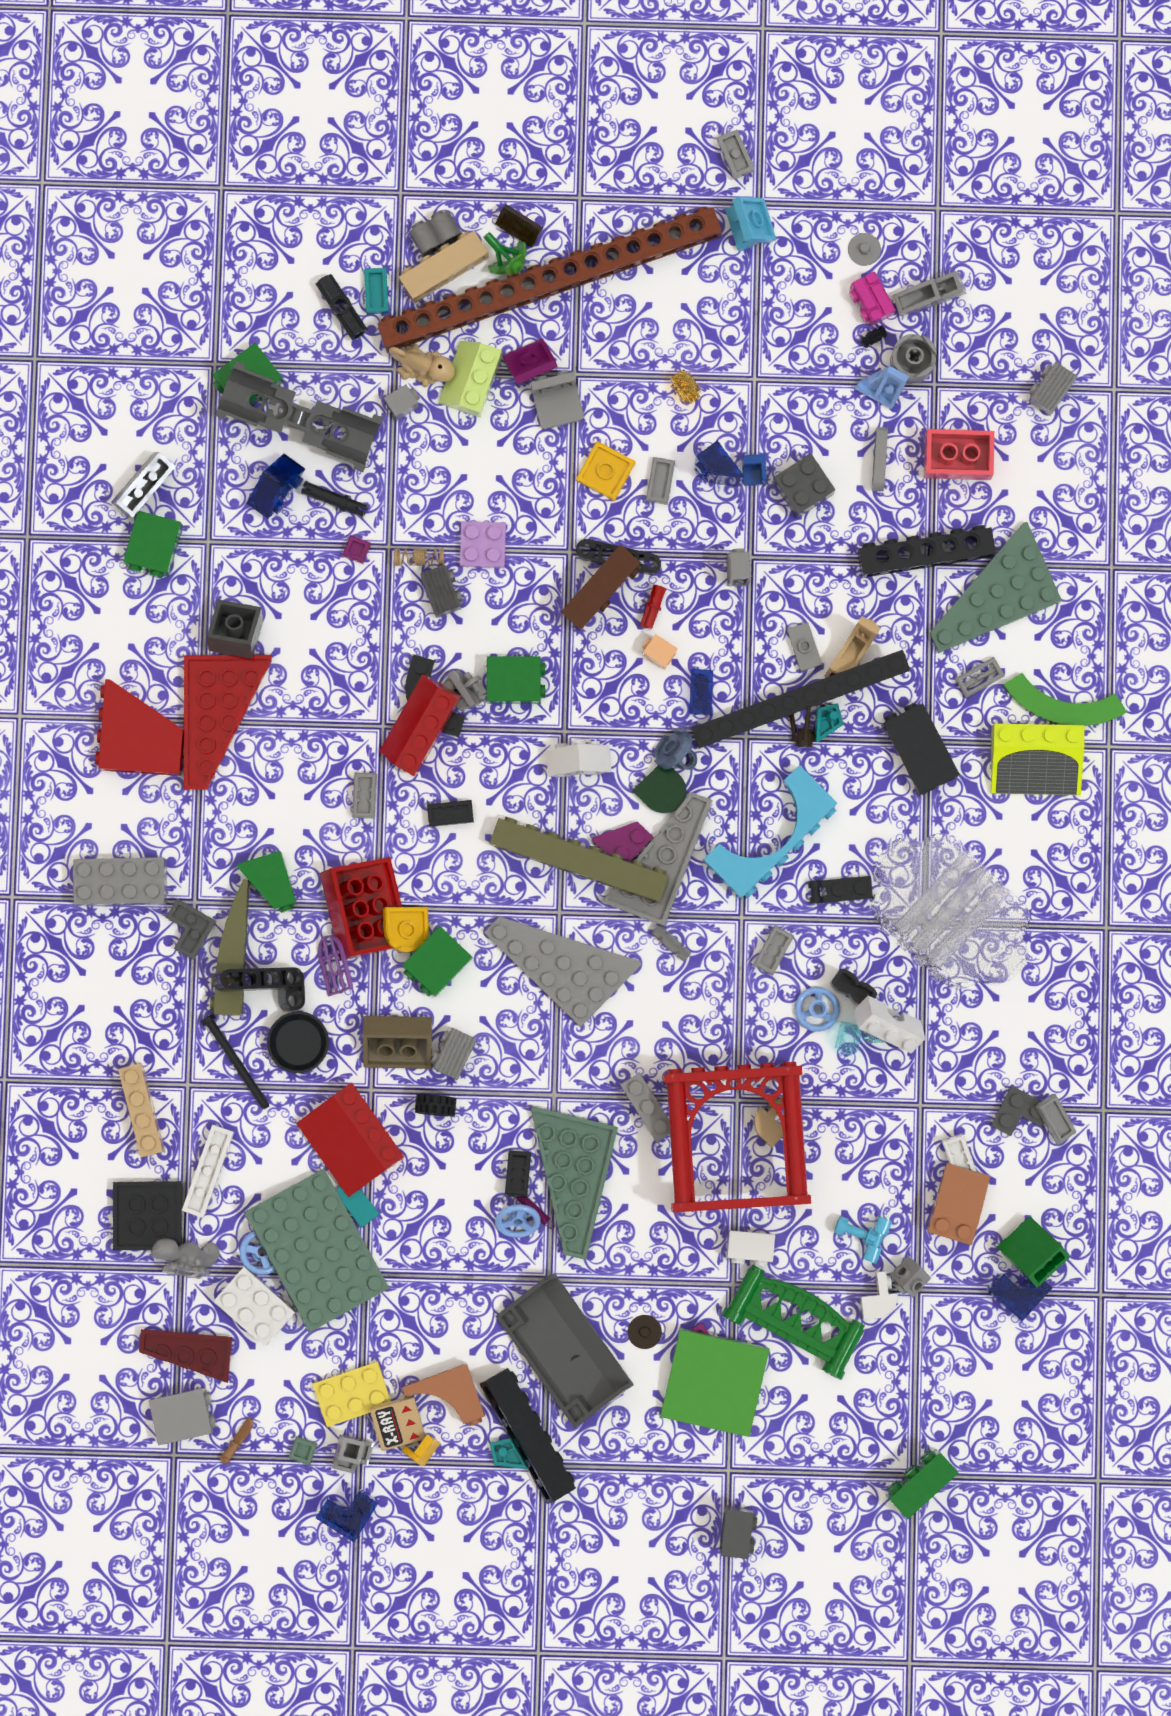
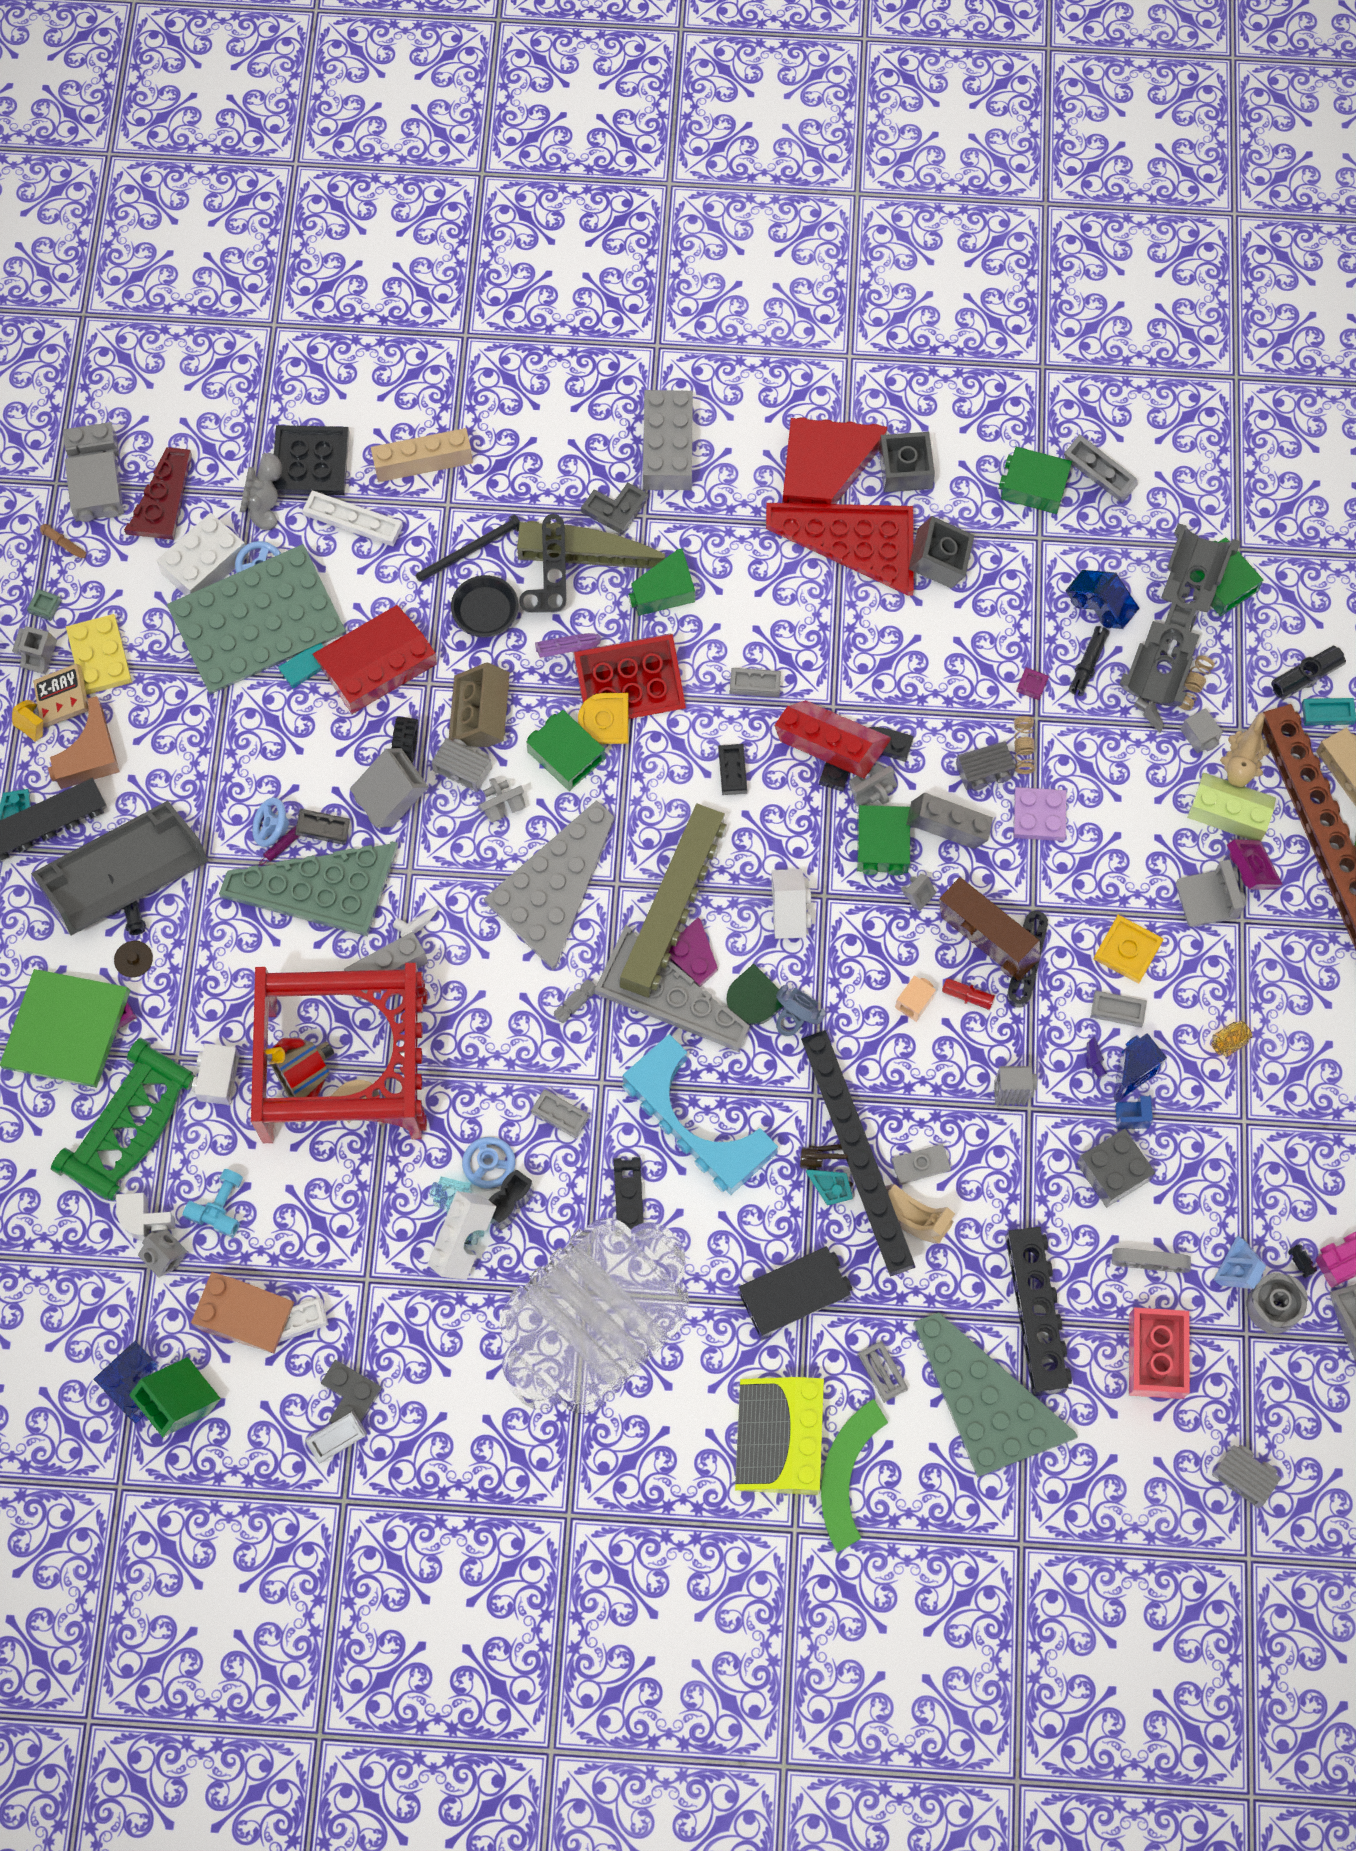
camera: 95 degrees right, 15 degrees down
(135, 1424) = (90, 440): none -> light grey brick
(140, 661) = (906, 461): none -> dark grey brick
(353, 403) = (1196, 681): none -> tan piece
(383, 446) = (1150, 713): none -> flat silver bar
(485, 1019) = (513, 797): none -> light grey hips
(485, 1115) = (388, 788): none -> light grey brick
(499, 622) = (949, 820): none -> flat silver brick
(562, 648) = (919, 891): none -> light grey tile
(605, 1084) = (416, 924): none -> white bar
(611, 1333) = (135, 924): none -> black pin
(701, 692) = (867, 1043): clear blue plate -> none
(705, 501) = (1095, 1058): none -> dark purple bar
(748, 1172) = (300, 1065): none -> torso

